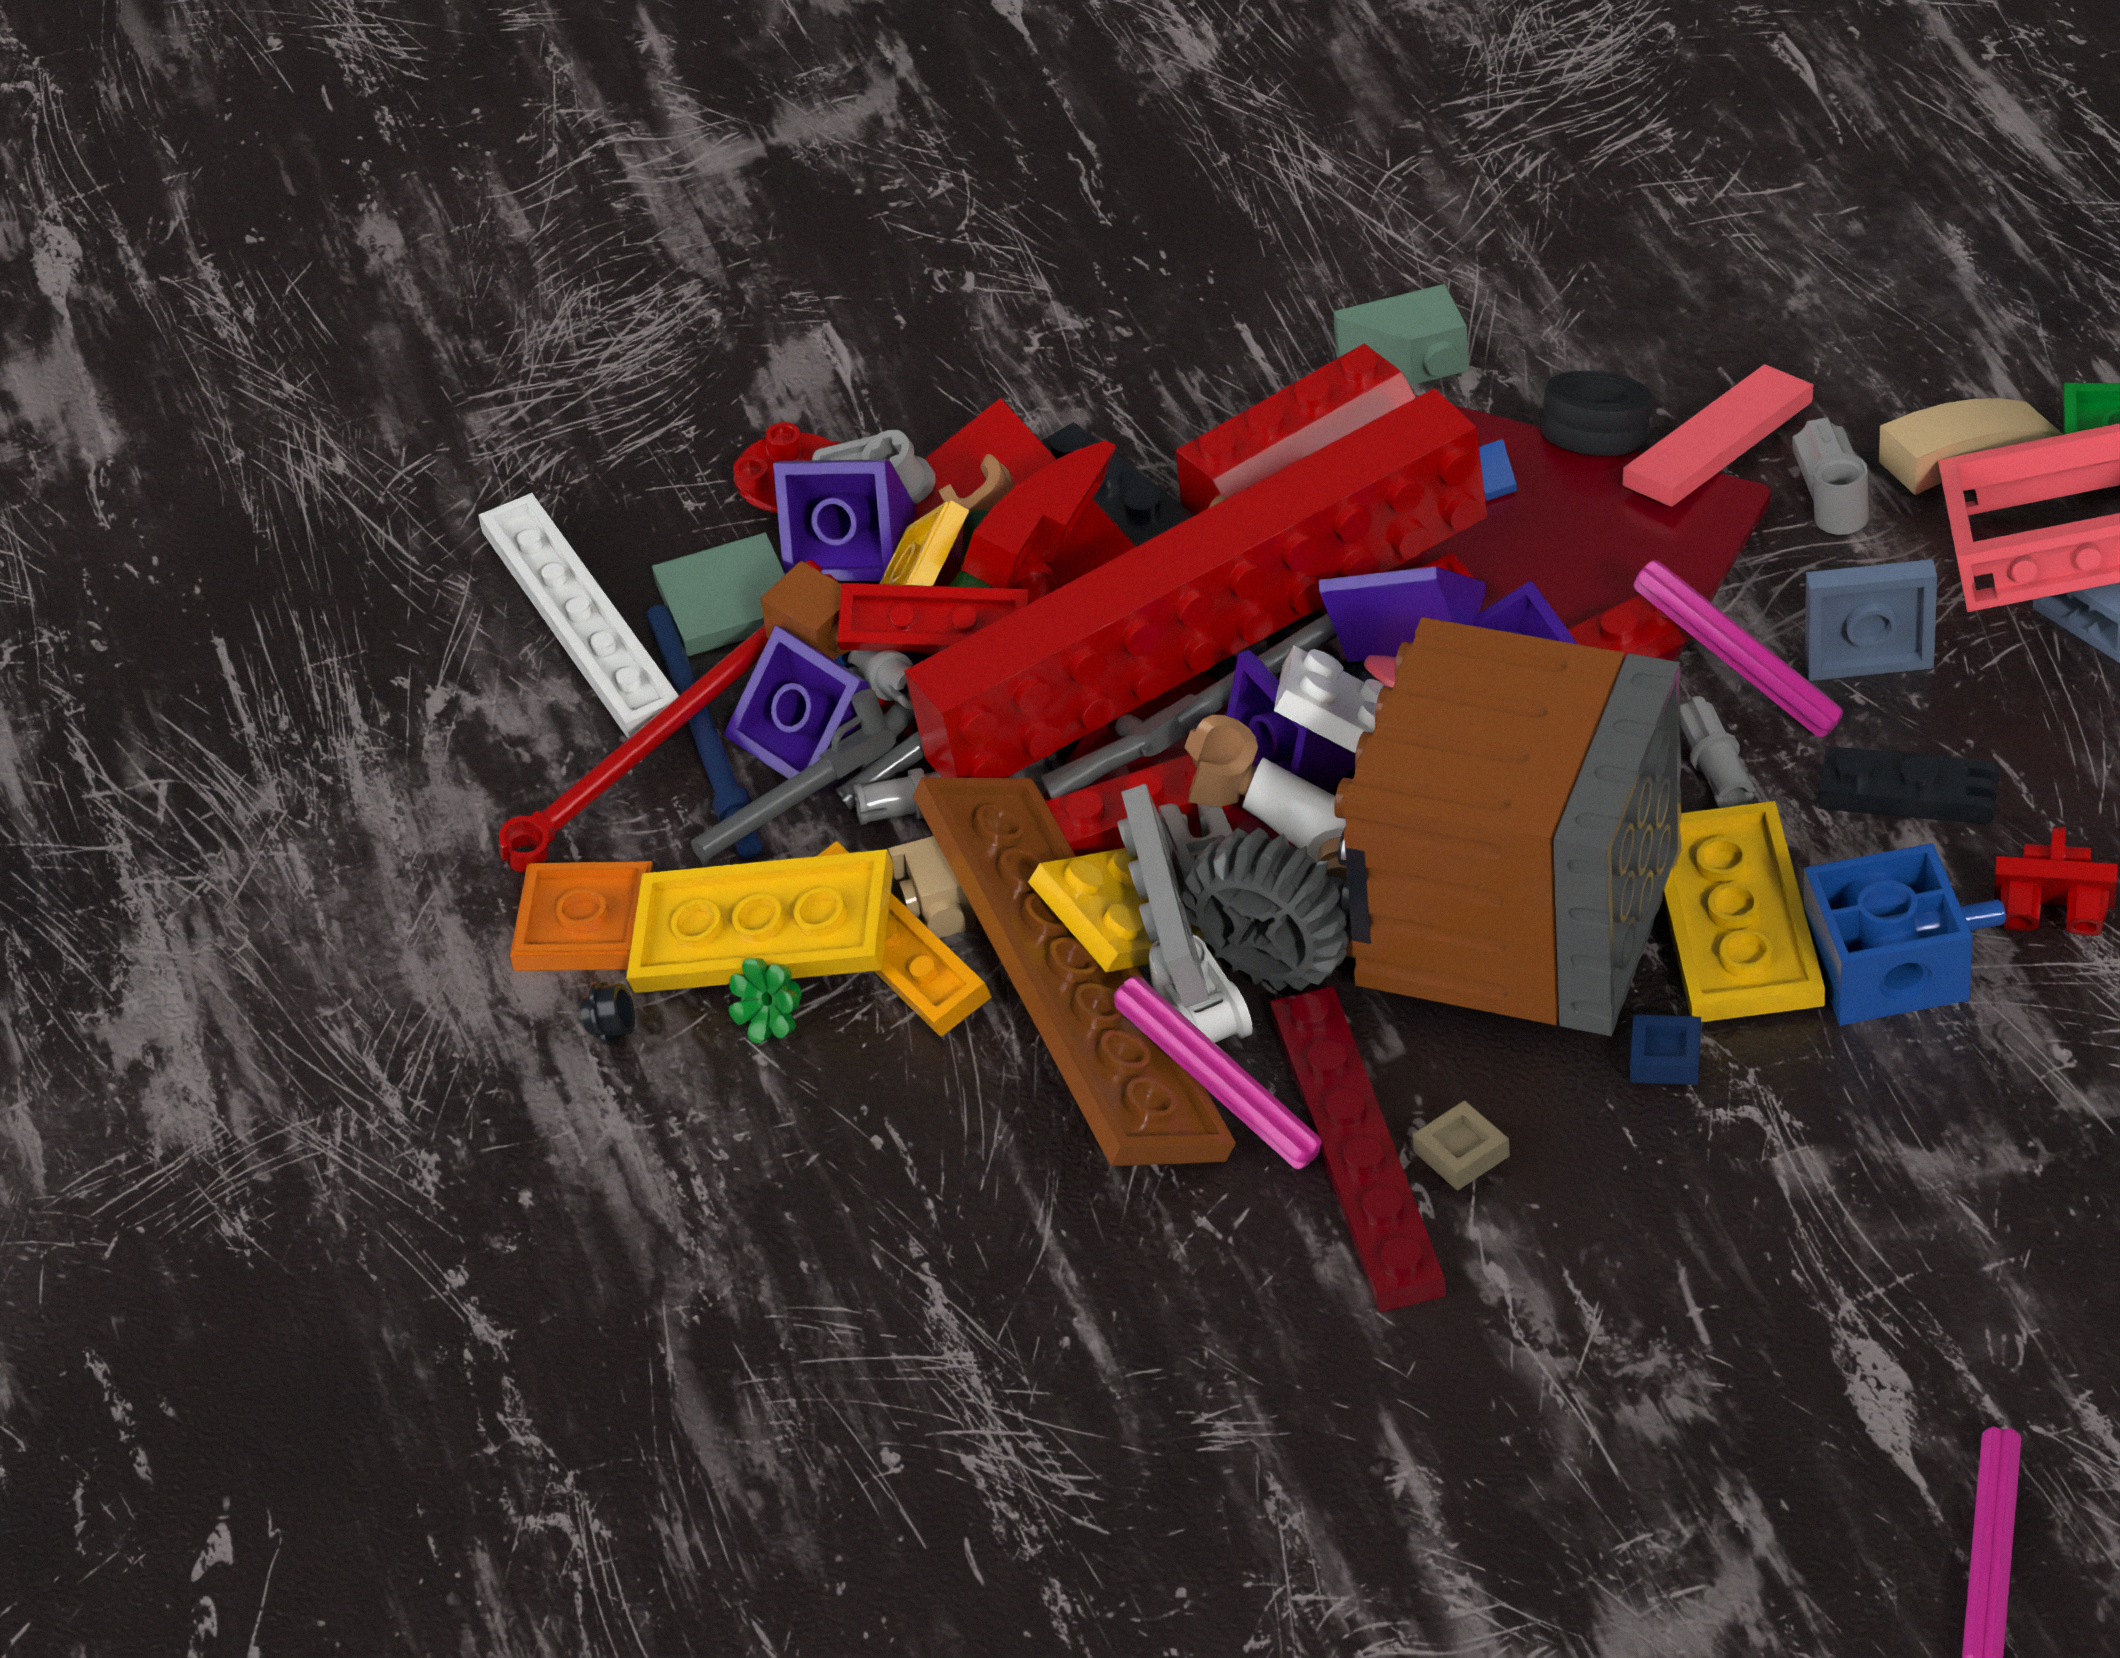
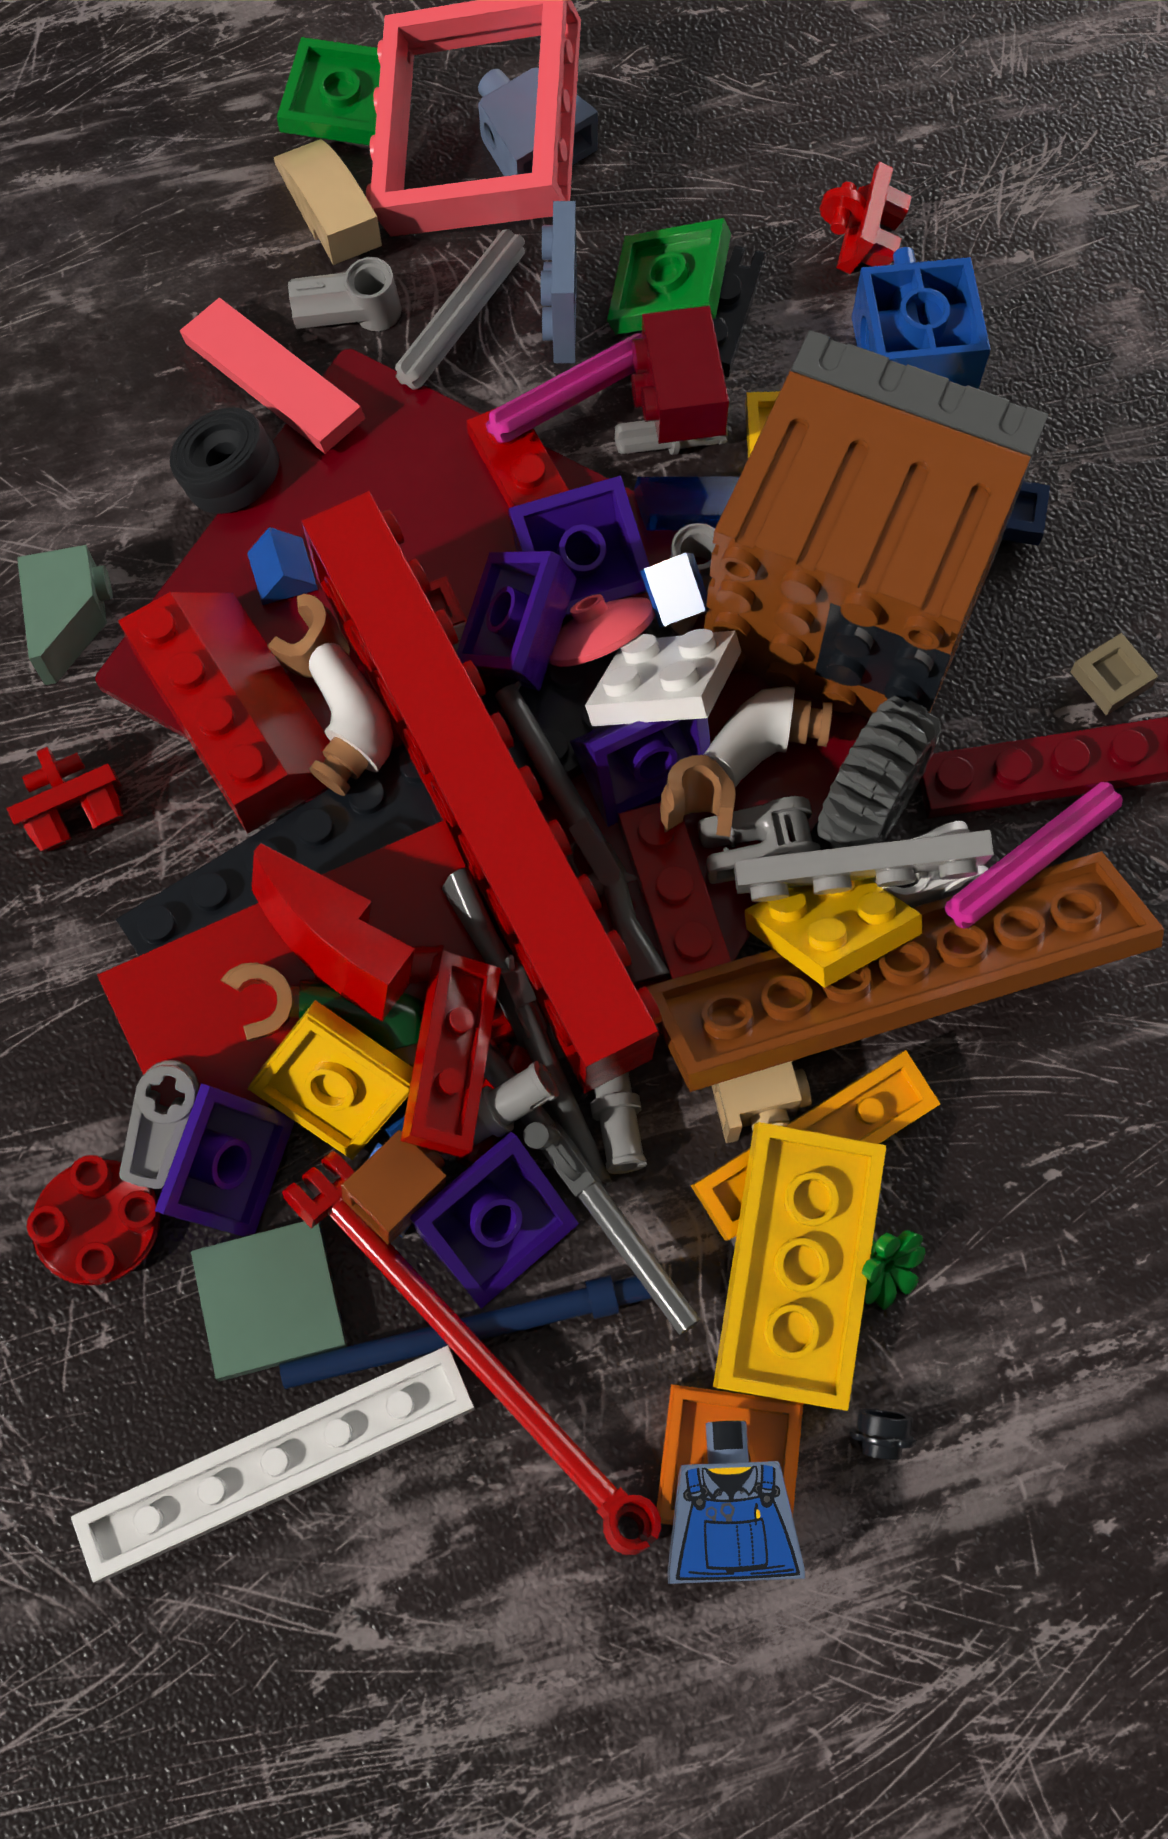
camera: 90 degrees left, 25 degrees up
(524, 888) = (732, 1516): none -> torso
(1209, 395) = (41, 813): none -> red hips
(1753, 712) = (680, 375): none -> dark red brick
(1814, 554) = (460, 309): none -> light grey axle
(1915, 717) = (669, 272): none -> green plate

